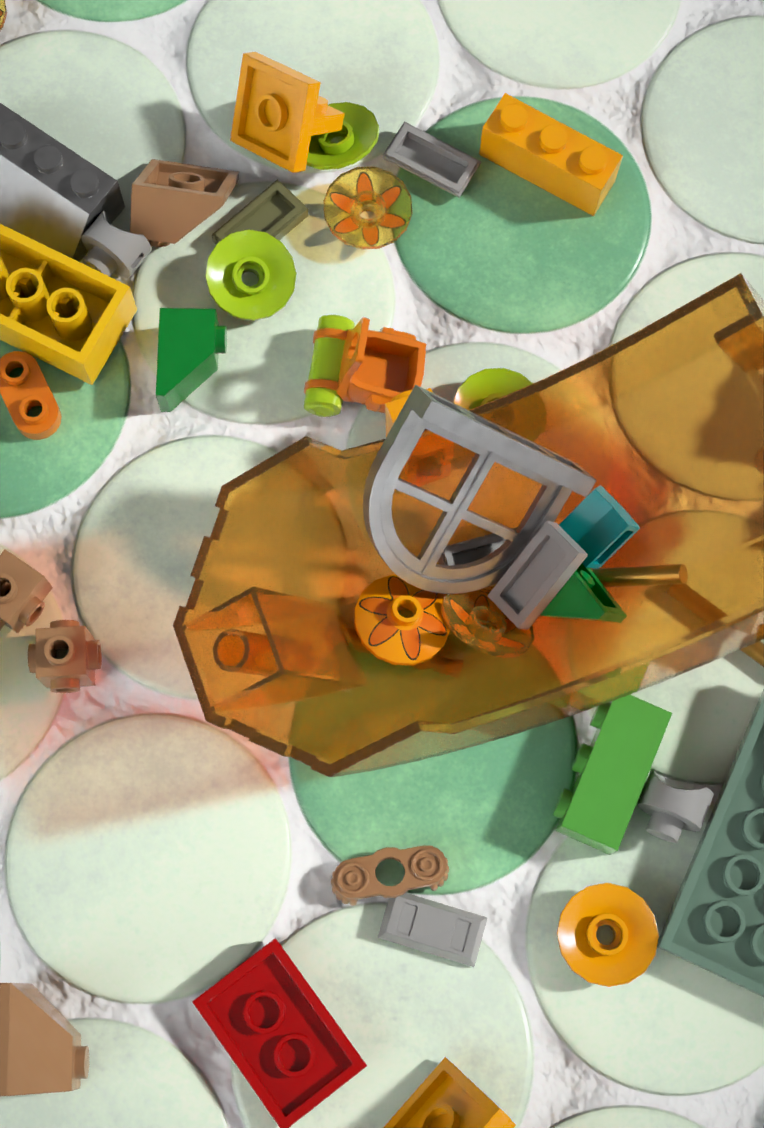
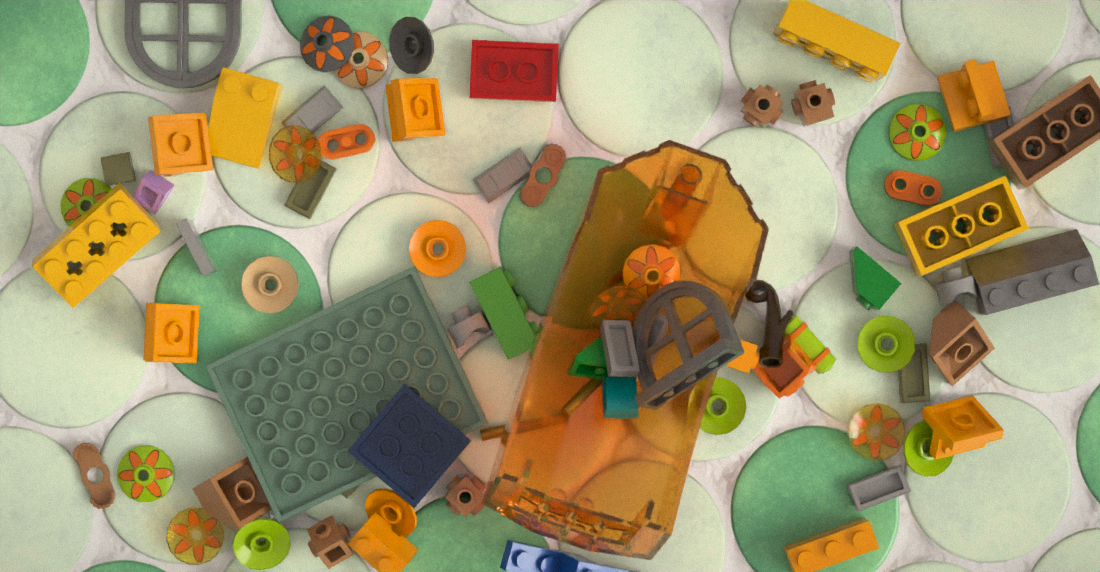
camera: 130 degrees right, 15 degrees up
(348, 409) = (771, 351): none -> dark brown plant

